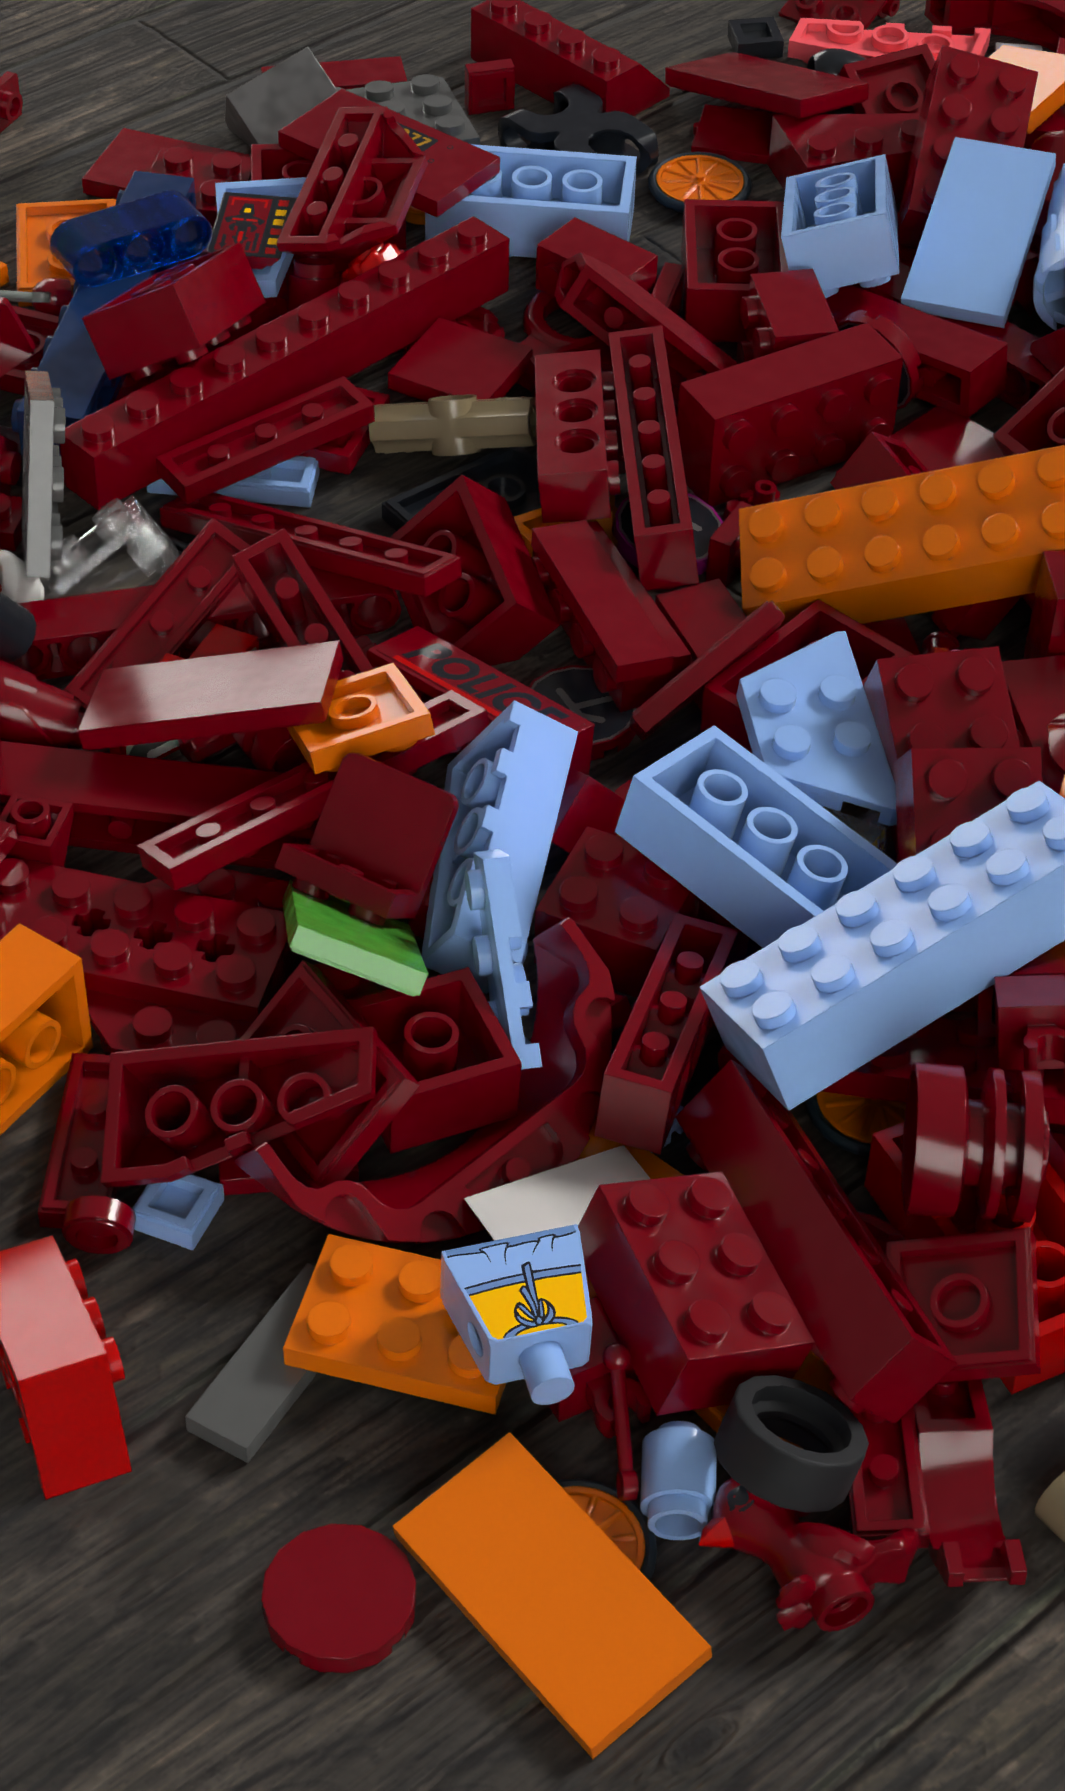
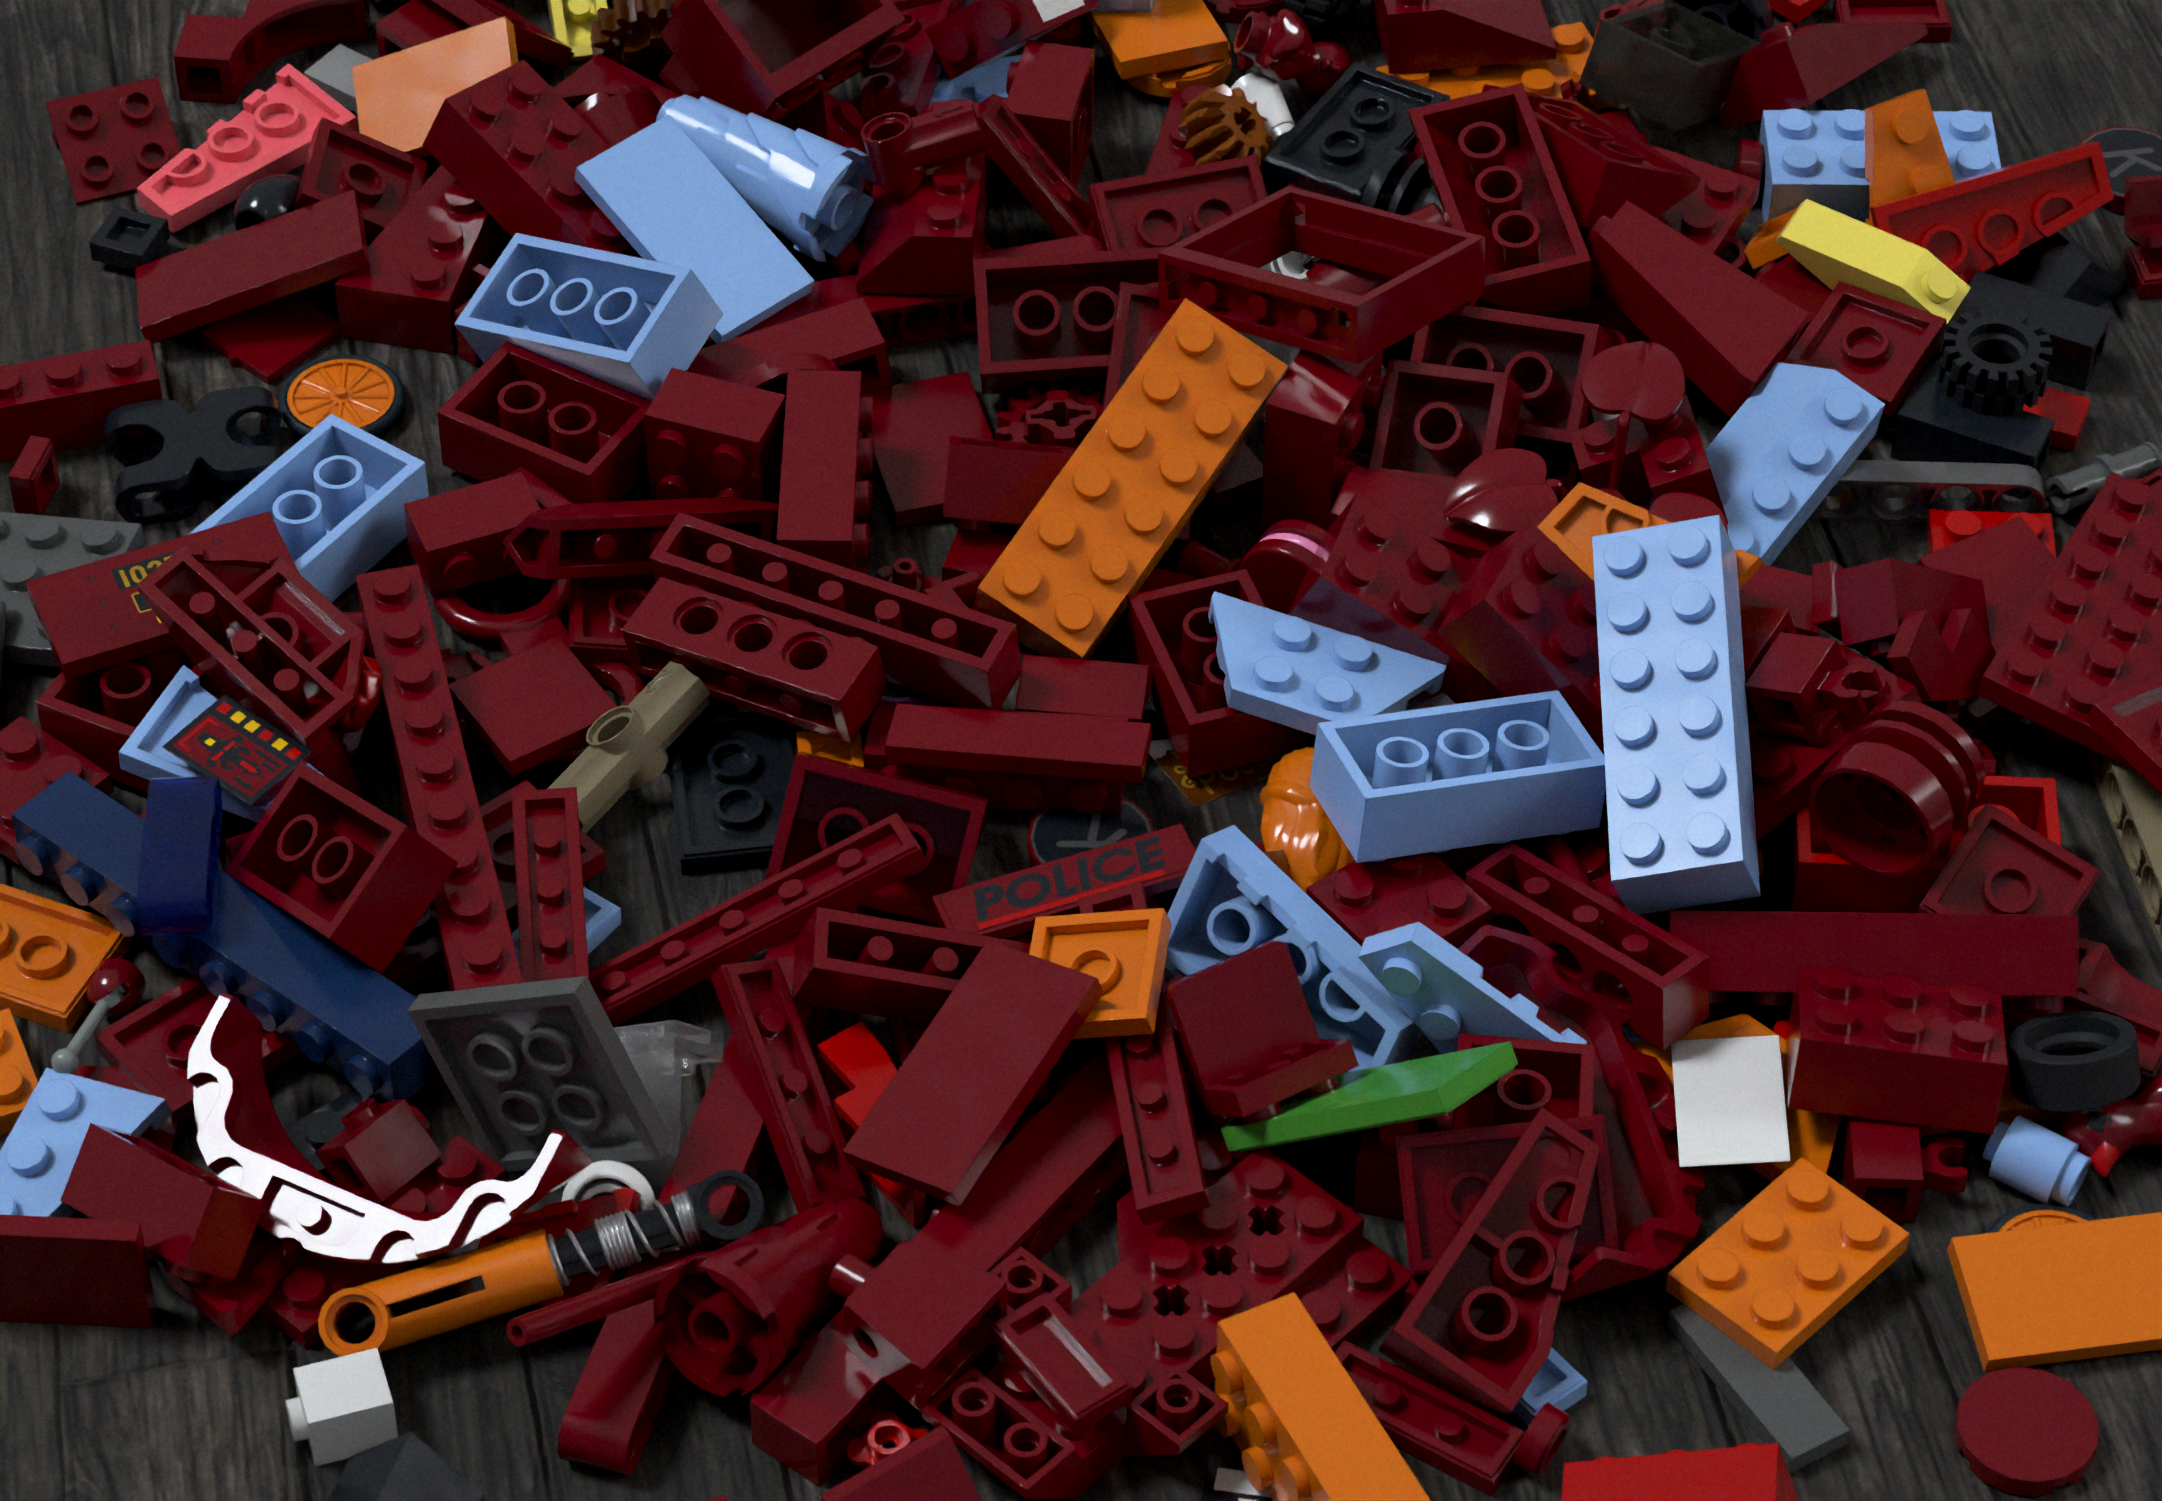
camera: 60 degrees left, 0 degrees up
(522, 1308) = (1867, 1159): light blue torso -> none
(617, 1359) = (2021, 1194): dark red hinge -> none
(709, 665) = (1166, 702): dark red tile -> none

